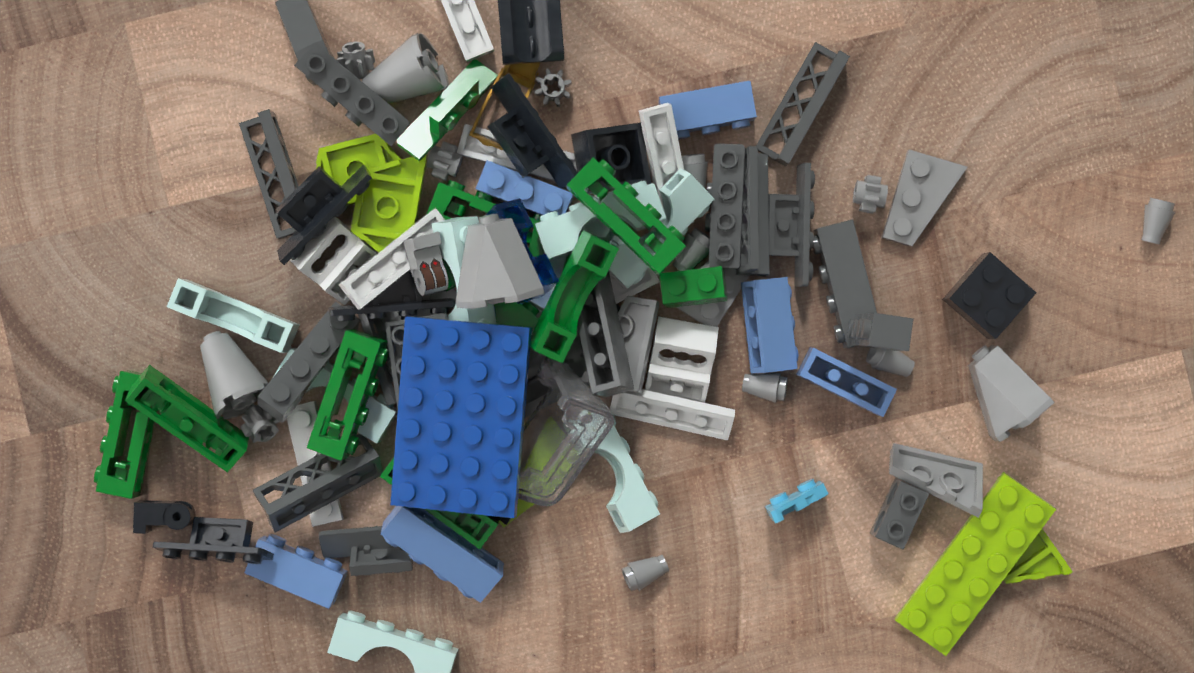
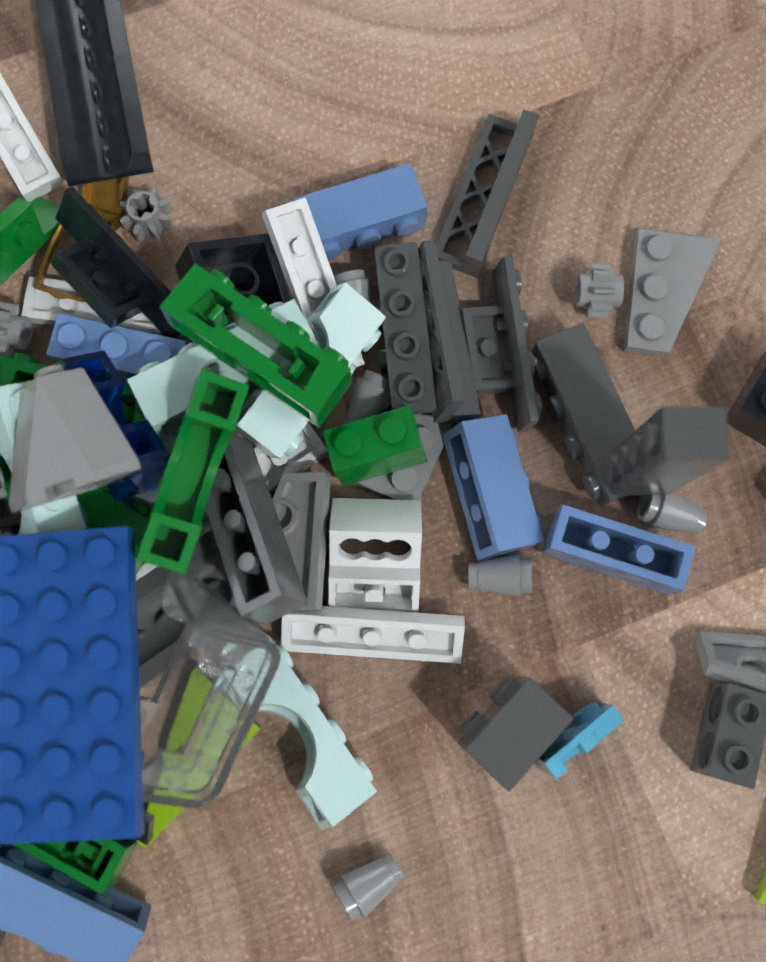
camera: 10 degrees left, 10 degrees down
(754, 488) = (513, 729): none -> dark grey brick

